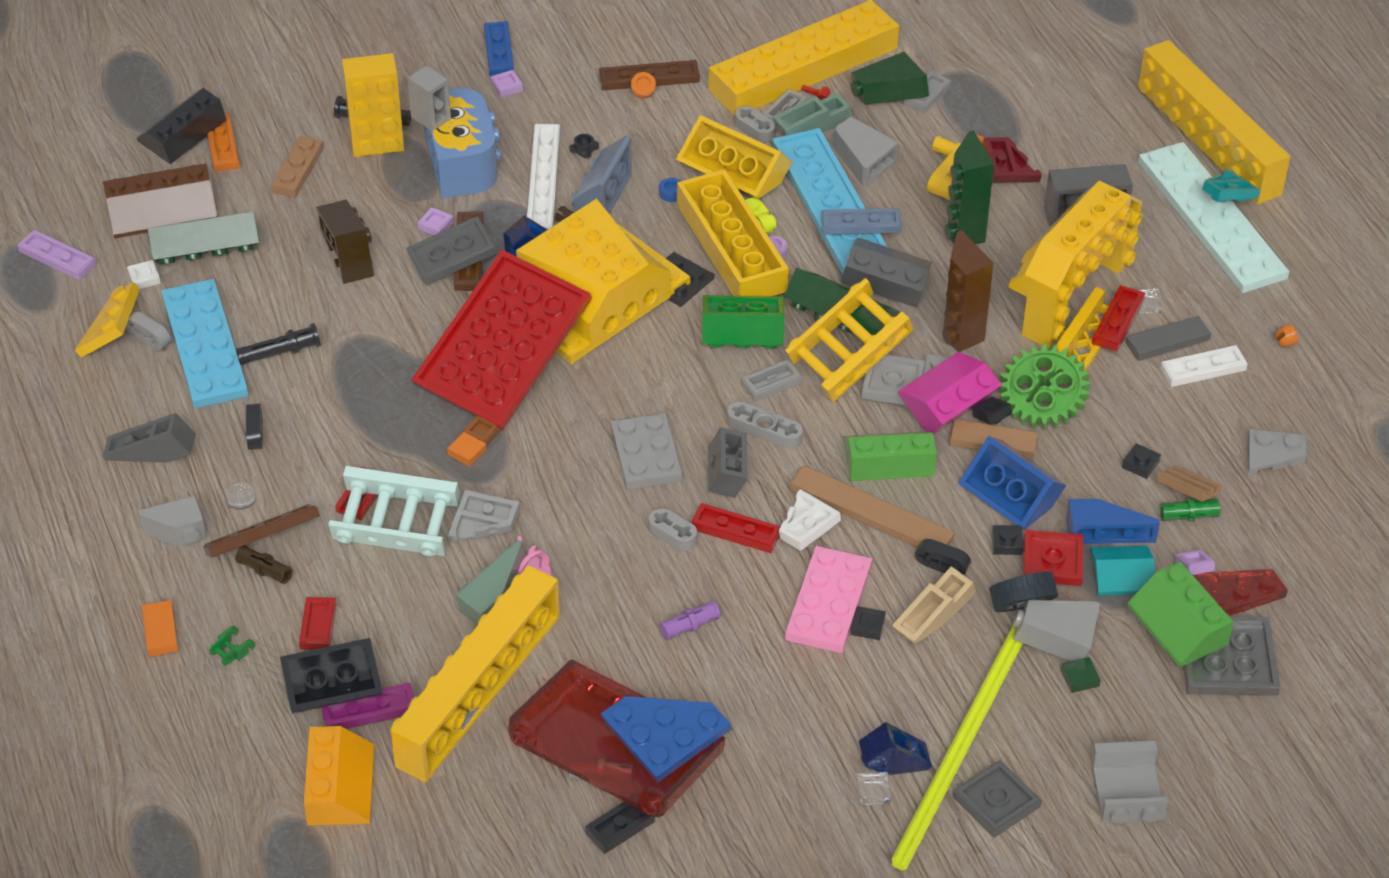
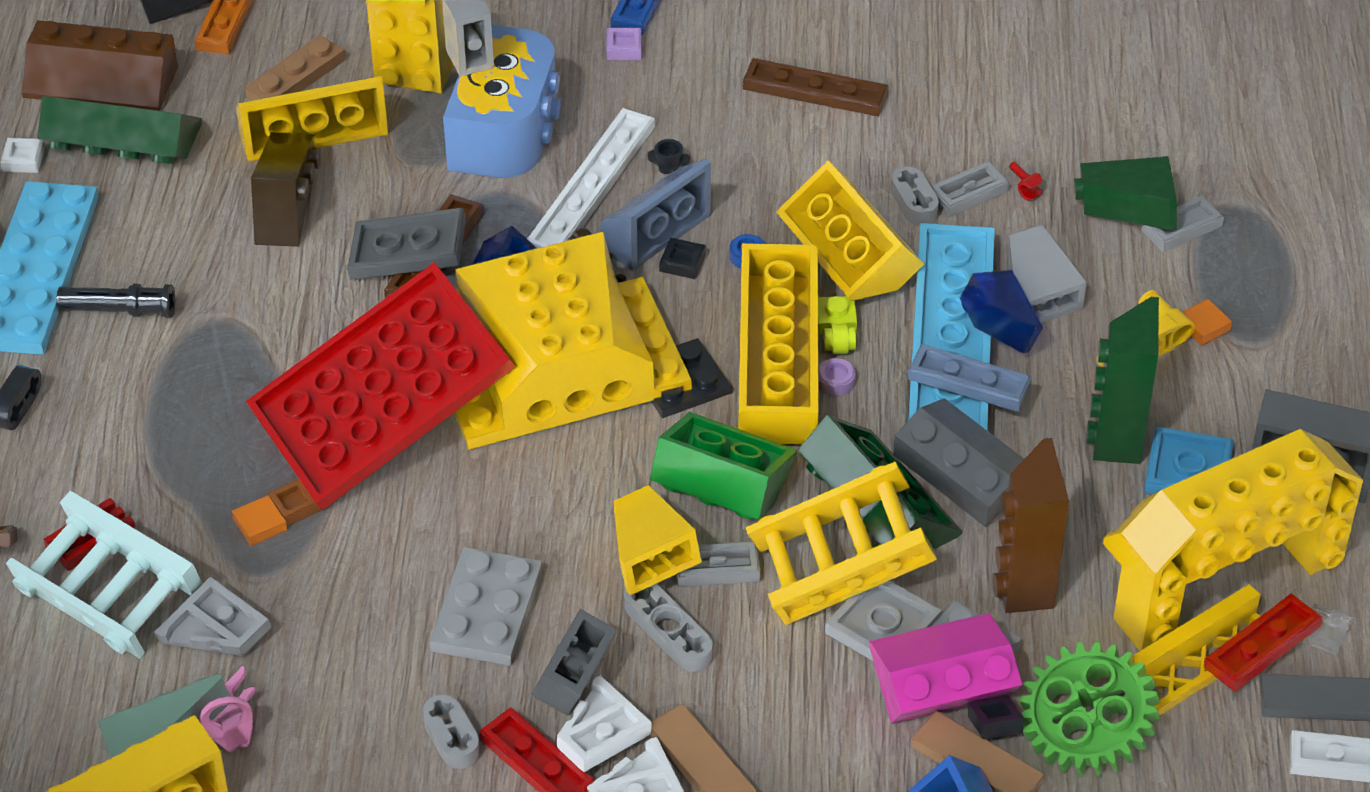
camera: 25 degrees right, 0 degrees up
(351, 181) = (330, 113): none -> yellow slope
(435, 221) = (417, 198): lavender tile -> none
(632, 206) = (682, 258): none -> black tile
(643, 85) = (795, 98): orange tile -> none
(729, 376) = (652, 540): none -> yellow slope
(765, 494) = (601, 726): none -> white wing
(804, 57) = (1034, 123): yellow brick -> none
(814, 114) = (997, 208): sand green slope -> none
(858, 174) = (1001, 309): none -> clear blue slope
(890, 455) = (811, 730): bright green slope -> none
(1008, 161) = (1234, 358): dark red wing -> none
(1013, 232) = (1181, 455): none -> dark azure tile

